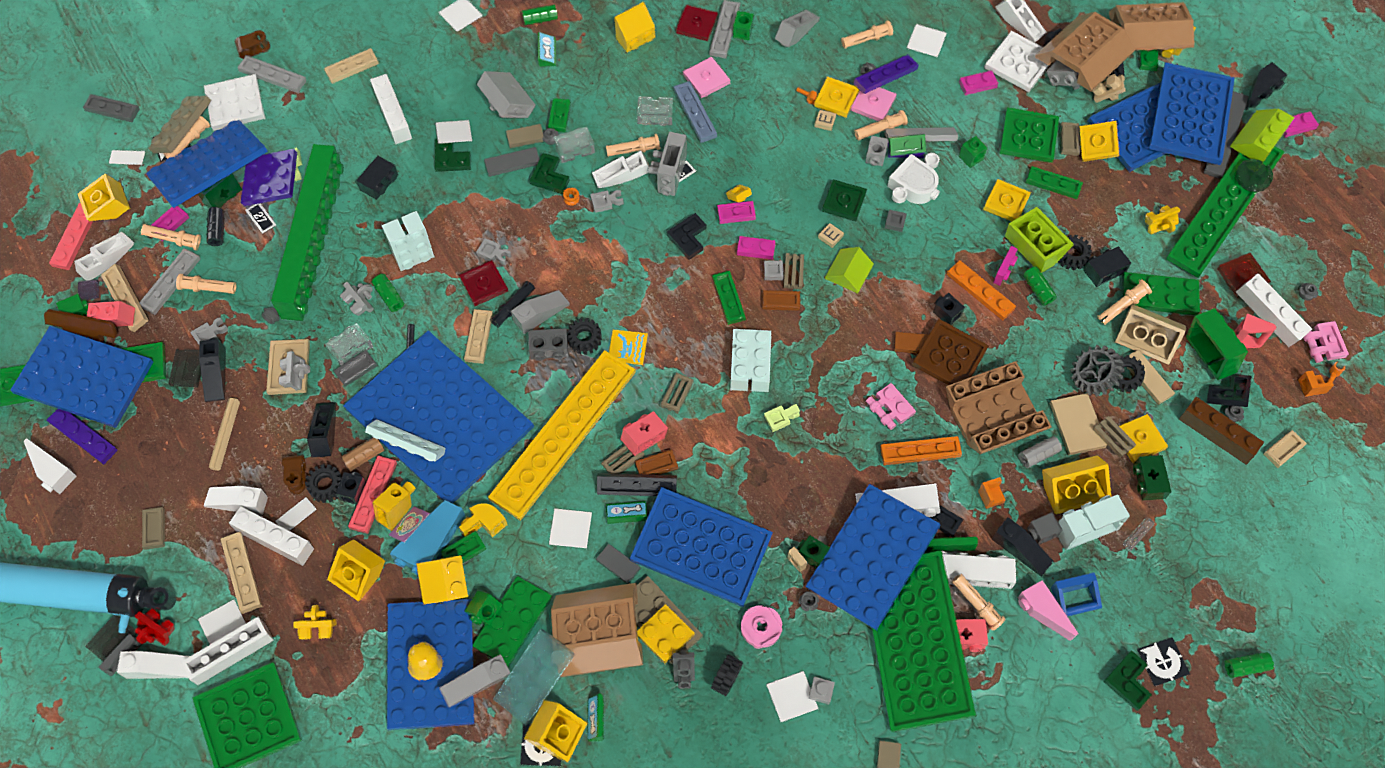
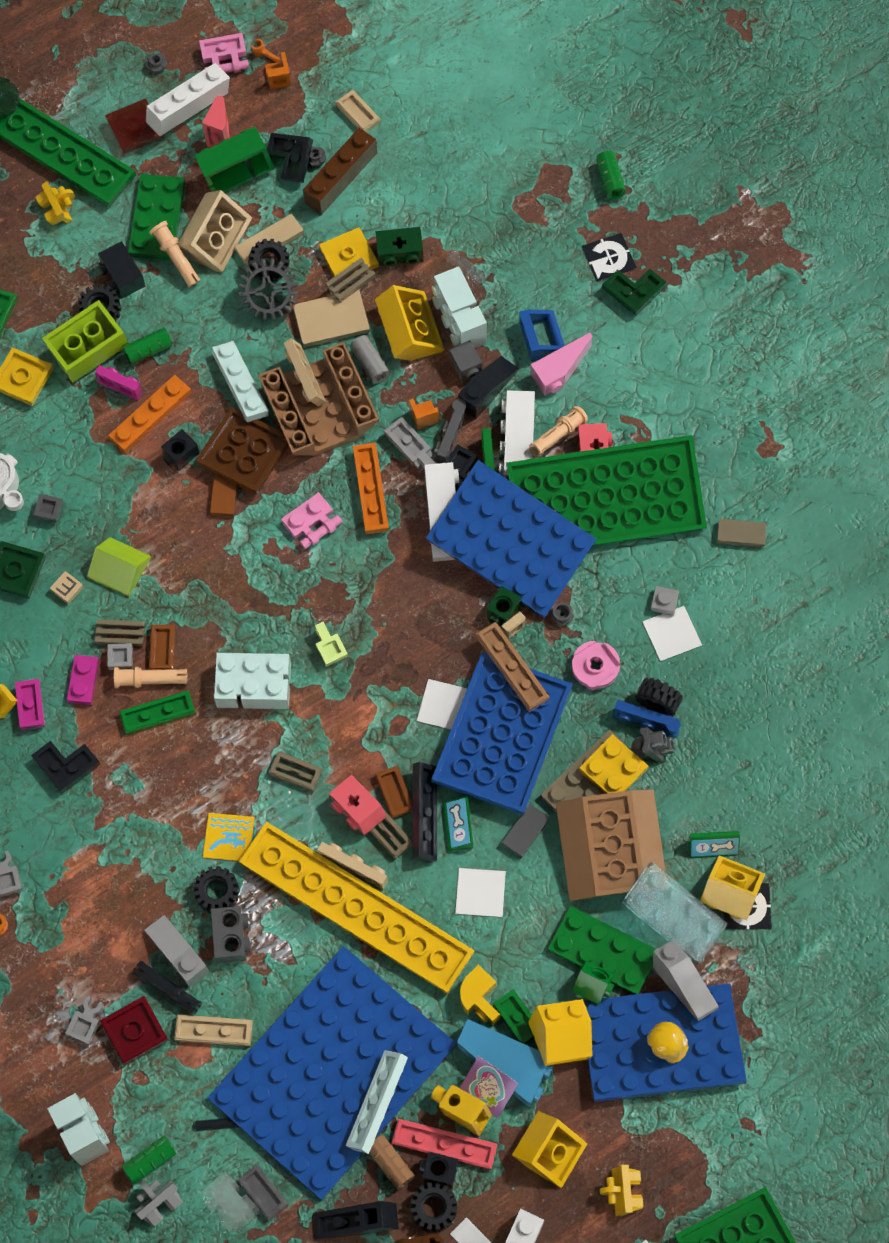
camera: 90 degrees left, 5 degrees up
(596, 431) = (354, 865): none -> tan plate
(709, 667) = (647, 718): none -> blue plate
(732, 501) = (441, 704): none -> white sticker
(756, 282) = (137, 677): none -> light nougat pin
(757, 554) = (512, 667): none -> medium nougat tile
(961, 483) = (409, 443): none -> light grey hinge
(976, 515) = (451, 431): none -> dark grey plate
(1012, 352) = (240, 381): none -> light aqua plate
(1021, 397) = (304, 372): none -> tan plate

